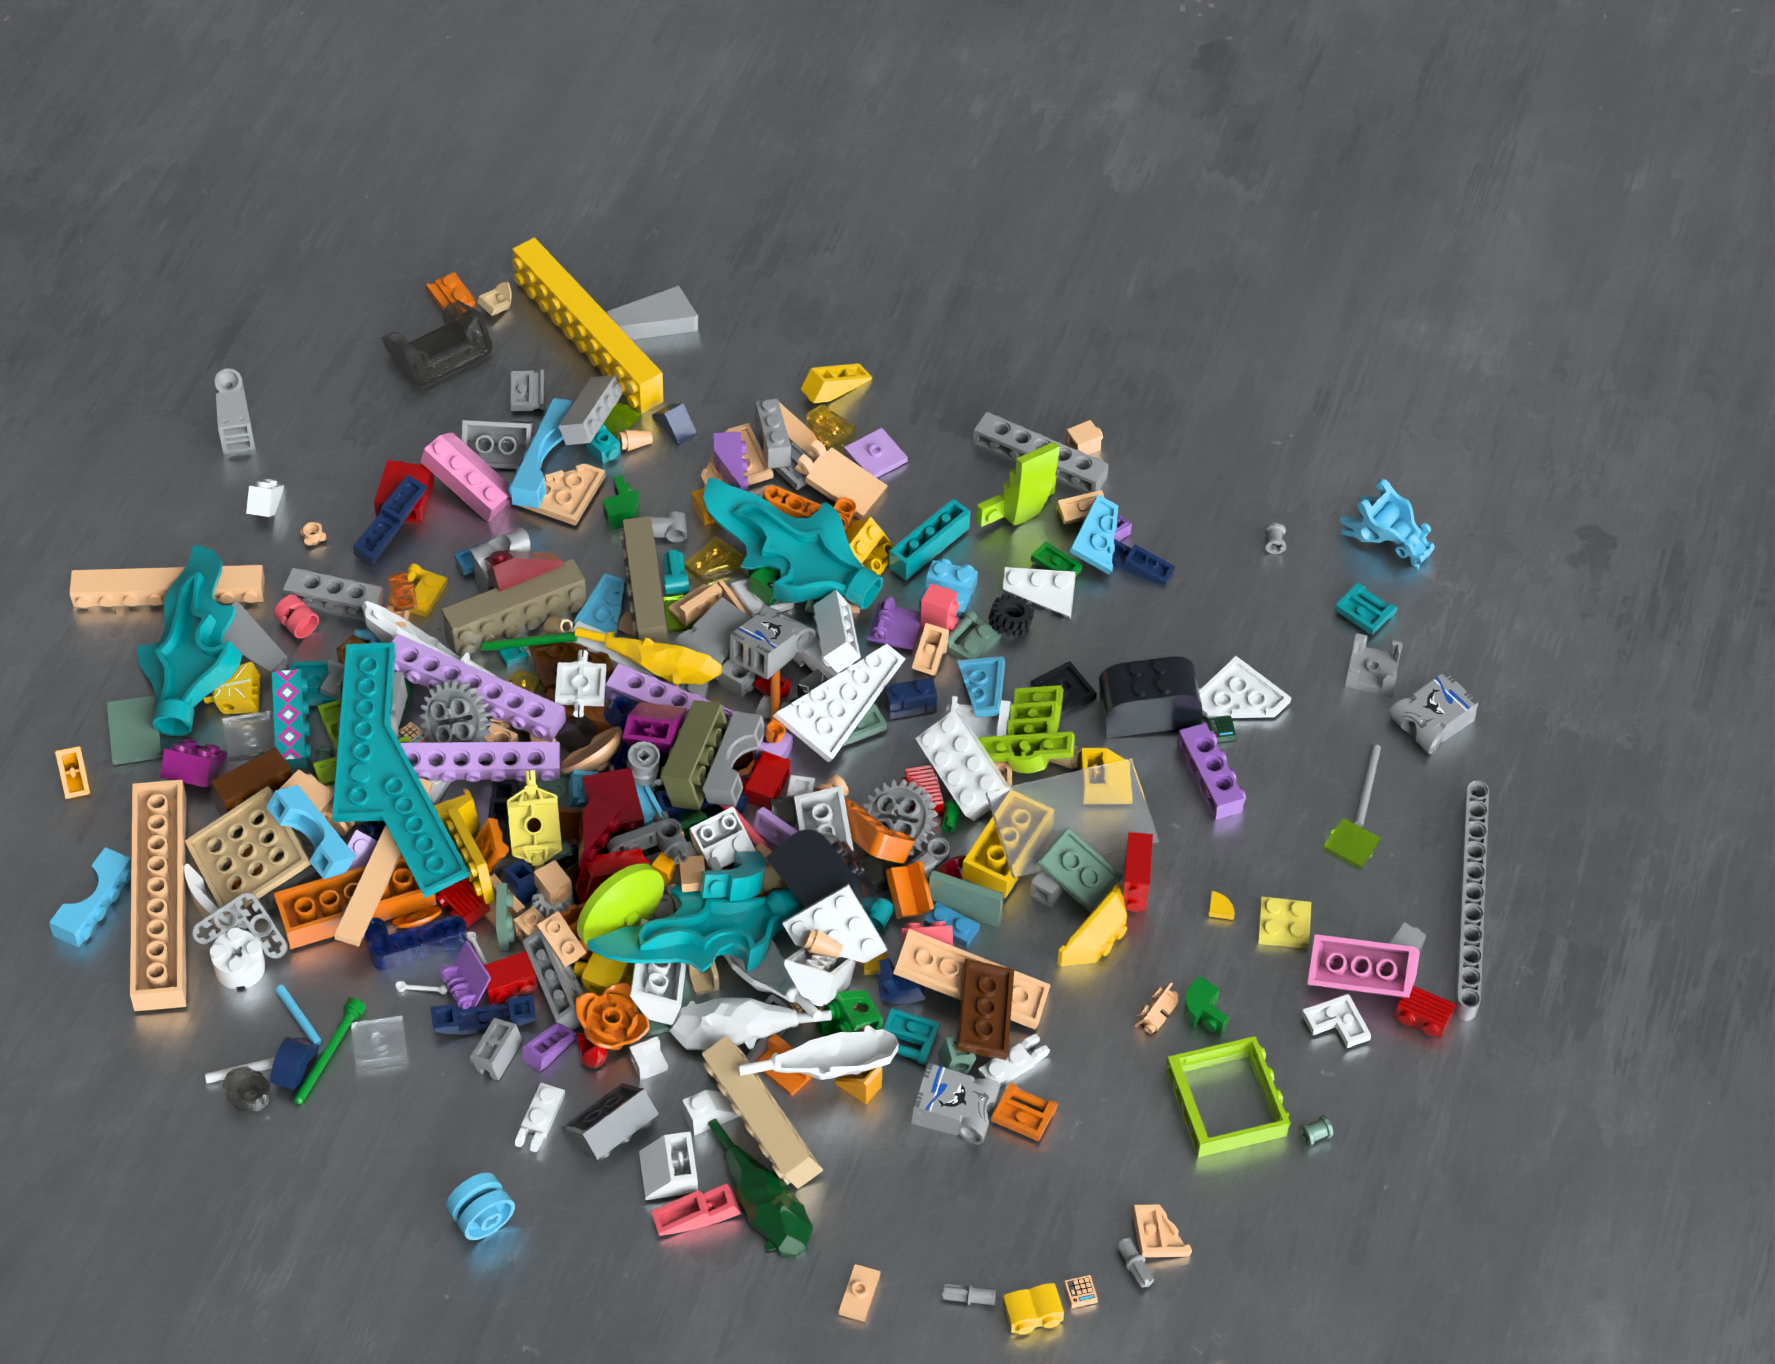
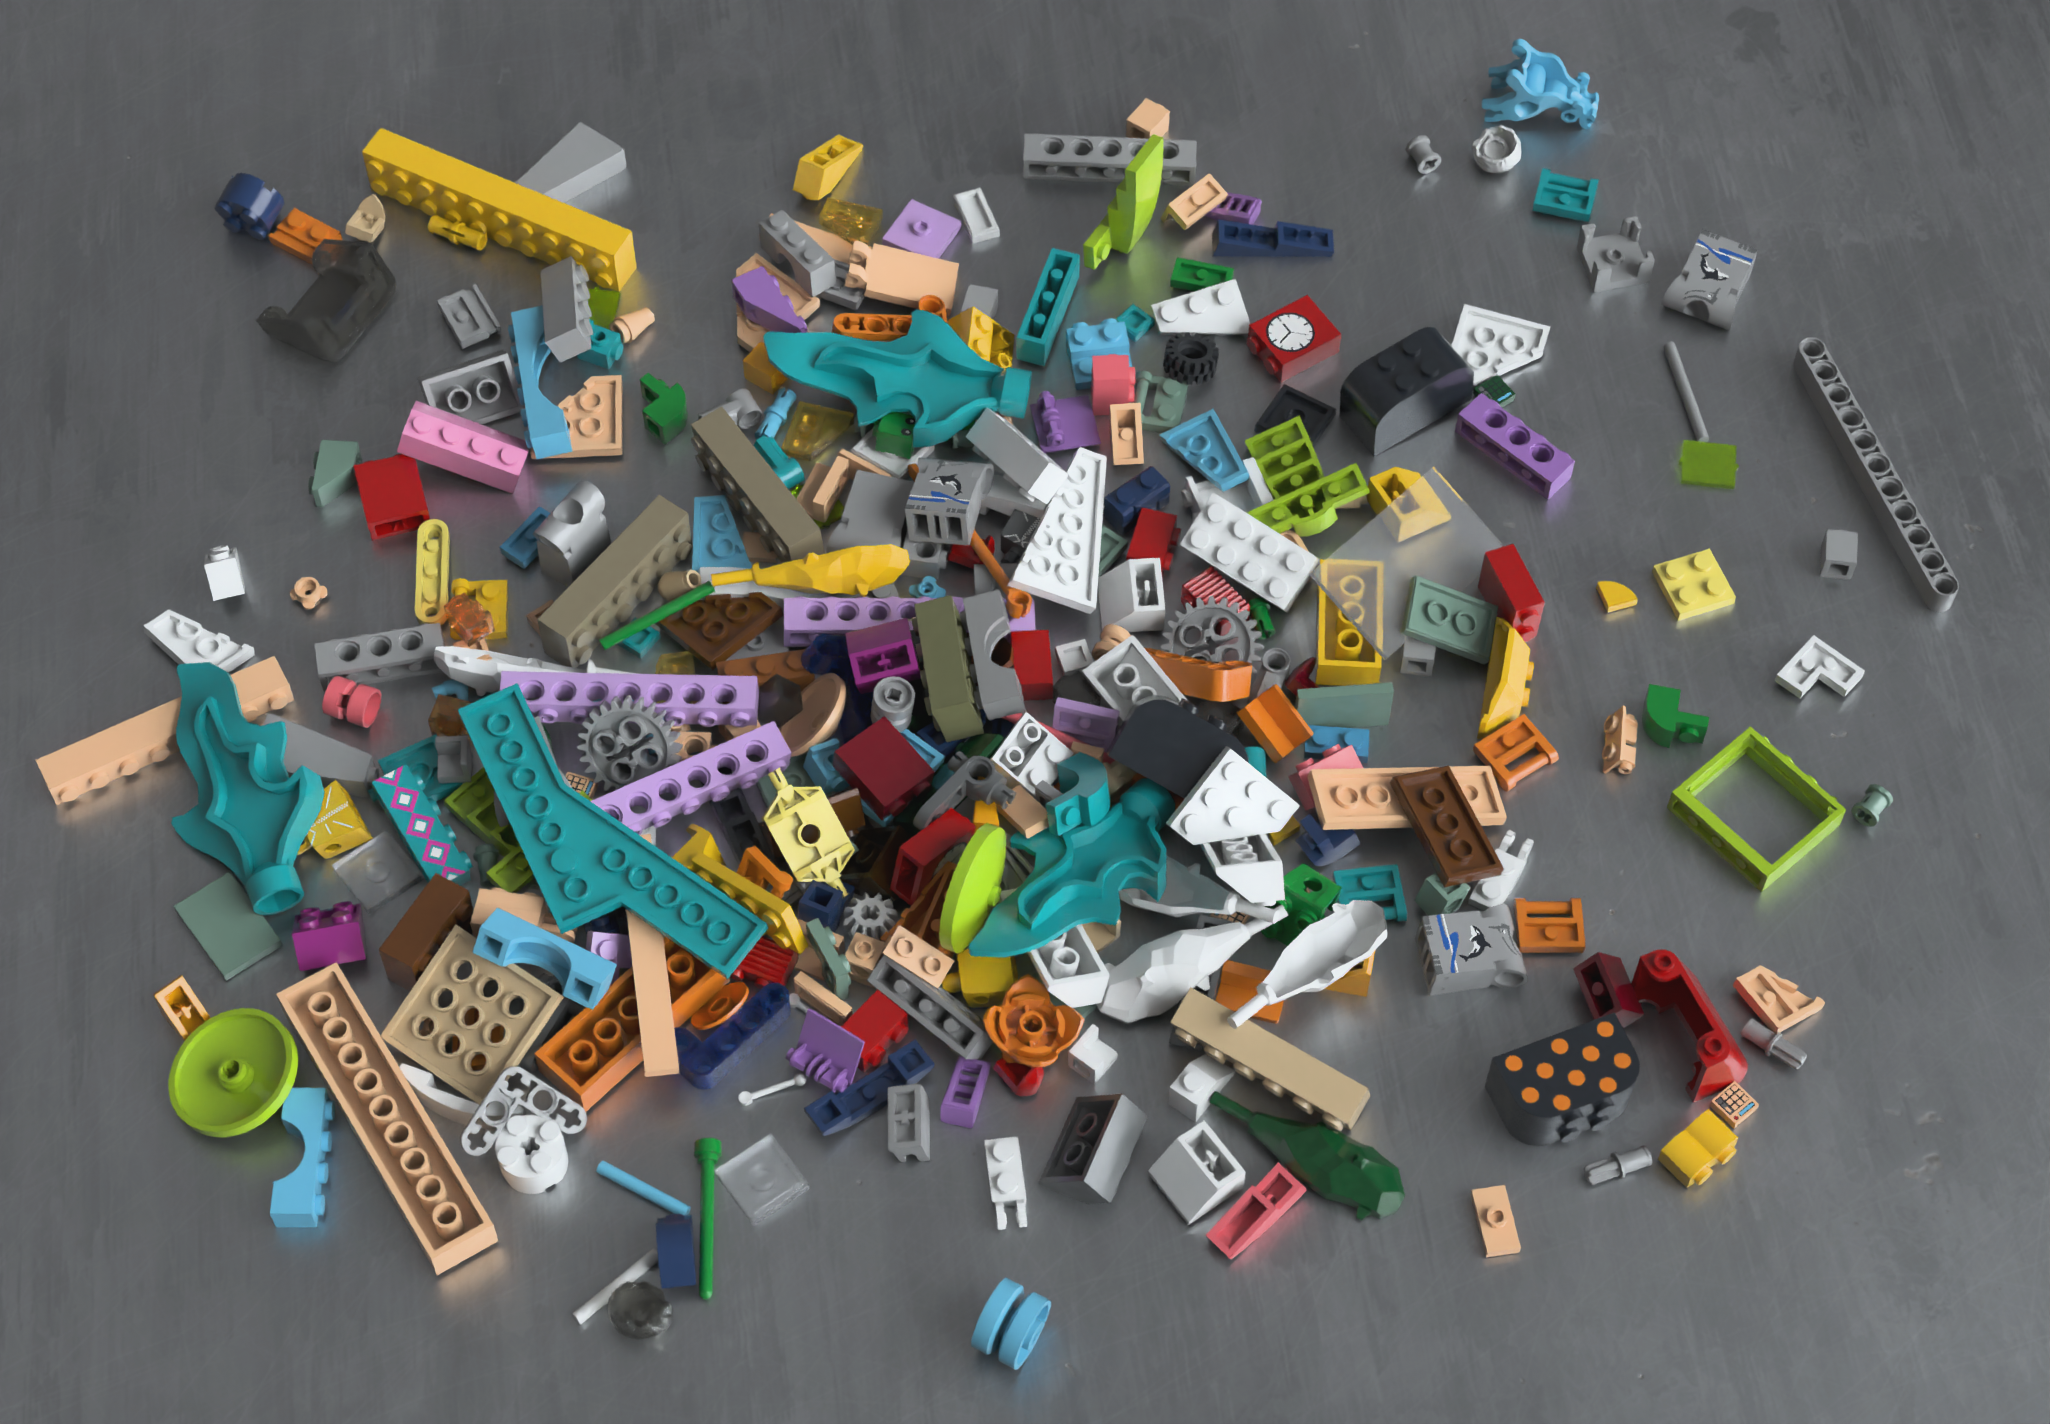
camera: 25 degrees left, 5 degrees up
(79, 823) = (233, 1072): none -> lime dish
(216, 535) = (190, 643): none -> white wing
(232, 413) = (128, 483): light grey piece -> none
(374, 458) = (334, 470): none -> sand green slope
(388, 522) = (399, 538): dark blue slope -> none
(401, 551) = (432, 572): none -> light yellow plate
(422, 258) = (249, 205): none -> dark blue brick
(486, 940) = (821, 999): none -> light nougat tile
(514, 567) = (601, 532): dark red slope -> none
(553, 330) = (470, 236): none -> yellow pin
(553, 883) = (866, 894): light nougat brick -> none
(580, 684) = (757, 640): white plate -> none
(596, 824) = (891, 810): dark red slope -> none
(676, 422) = (668, 285): slope -> none
(696, 539) = (776, 413): none -> medium azure pin
(731, 697) = (928, 583): none -> medium azure plate
(822, 944) = (1227, 830): light nougat cone -> none
(867, 763) = (1133, 596): none -> white slope
(886, 518) = (981, 298): none -> light grey brick
(899, 734) = (1154, 537): none -> red brick
(922, 457) = (976, 215): none -> white tile
(963, 1220) = (1565, 1082): none -> black brick
(989, 576) = (1136, 322): none -> teal tile
(1034, 1173) = (1608, 988): none -> dark red brick
(1075, 976) = (1509, 744): none -> orange plate
(1082, 1247) = (1670, 984): none -> red windscreen
(1095, 631) = (1293, 338): none -> red brick
(1096, 535) = (1232, 226): medium azure wing -> none
(1332, 556) = (1497, 149): none -> white hair
(1363, 966) = (1816, 597): bright pink slope -> none
(1425, 1012) = (1902, 619): red brick -> none

